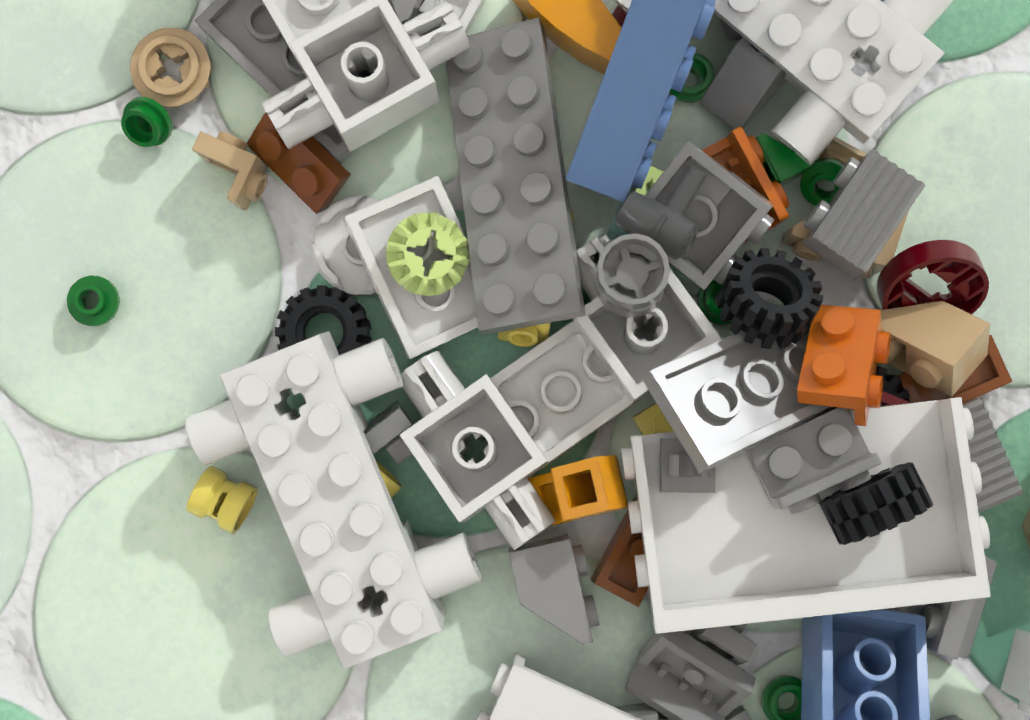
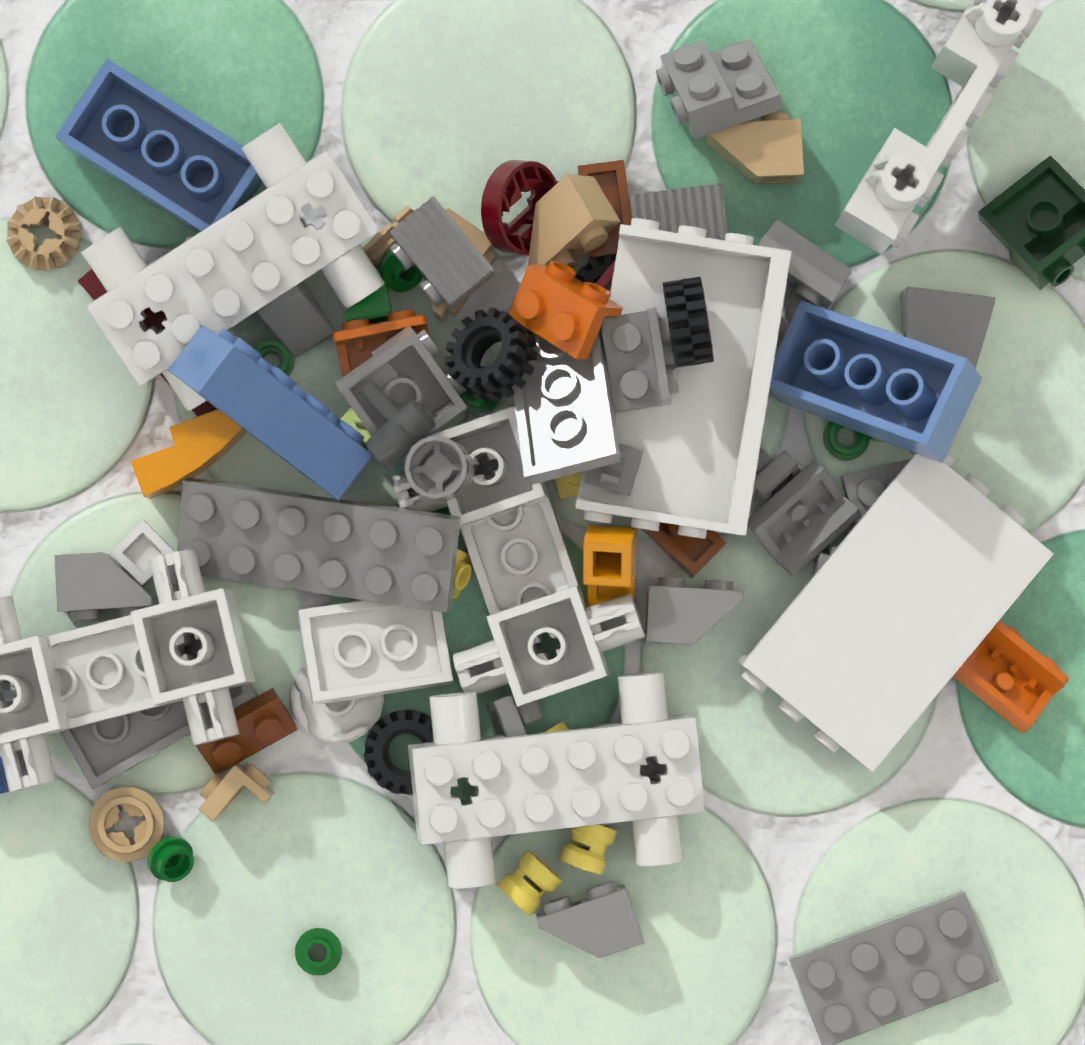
camera: 75 degrees left, 0 degrees up
(197, 581) = (595, 924): none -> light grey slope
(271, 551) = (591, 859): none -> light yellow wheel
(408, 268) = (374, 658): yellowish green gear -> none

